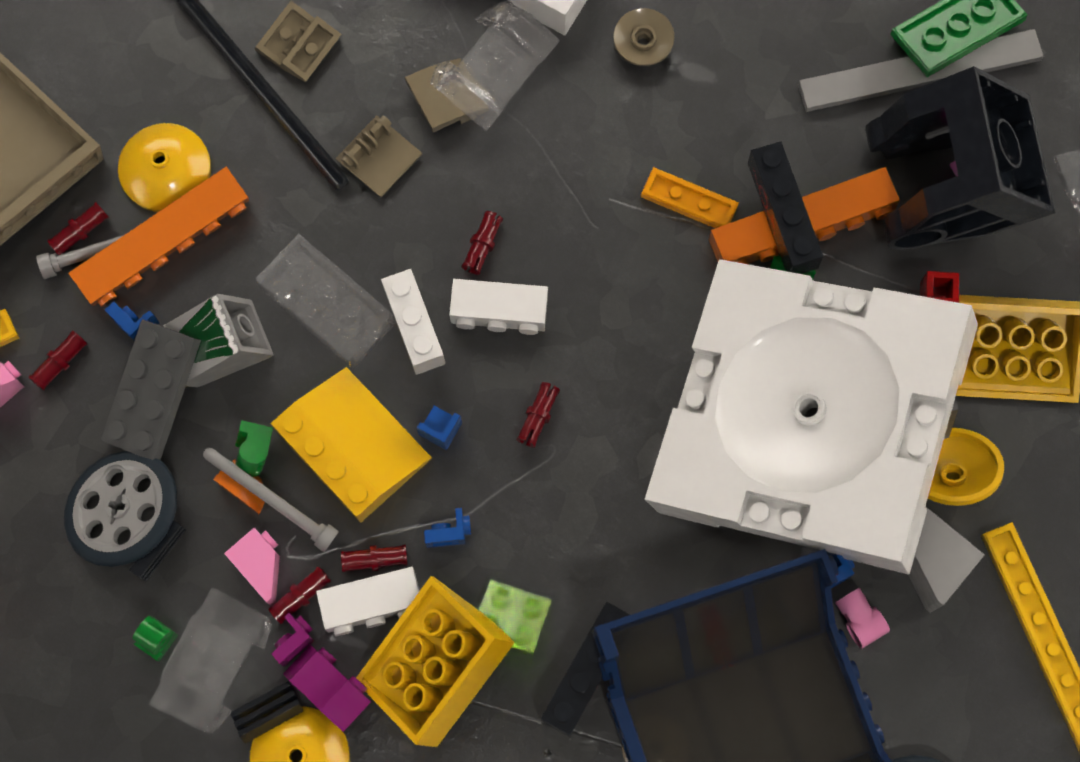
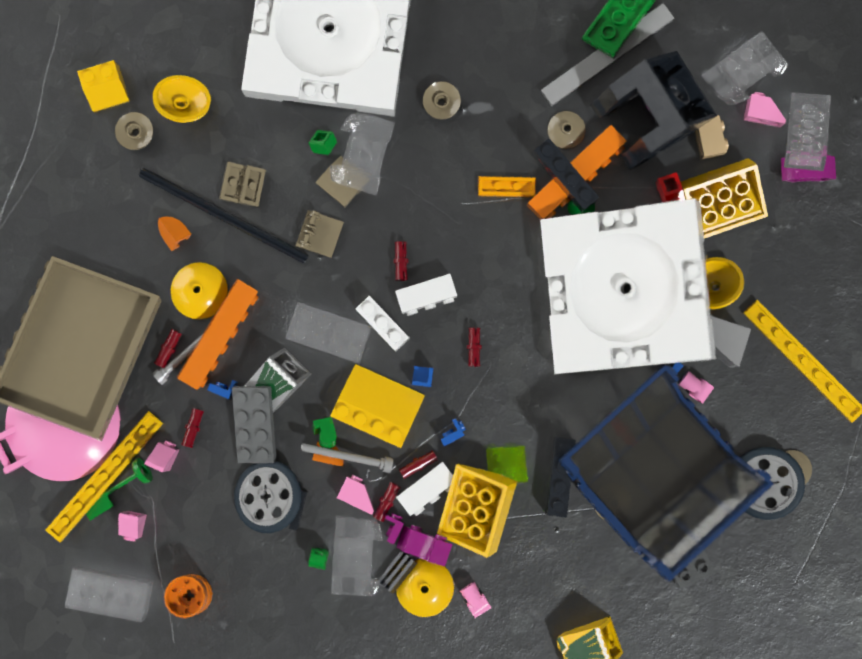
camera: 20 degrees left, 10 degrees up
(165, 67) = (172, 231): none -> orange brick
(442, 28) = (322, 142): none -> green slope
(815, 167) = (562, 138): none -> dark tan dish
(1032, 251) = (711, 139): none -> tan brick

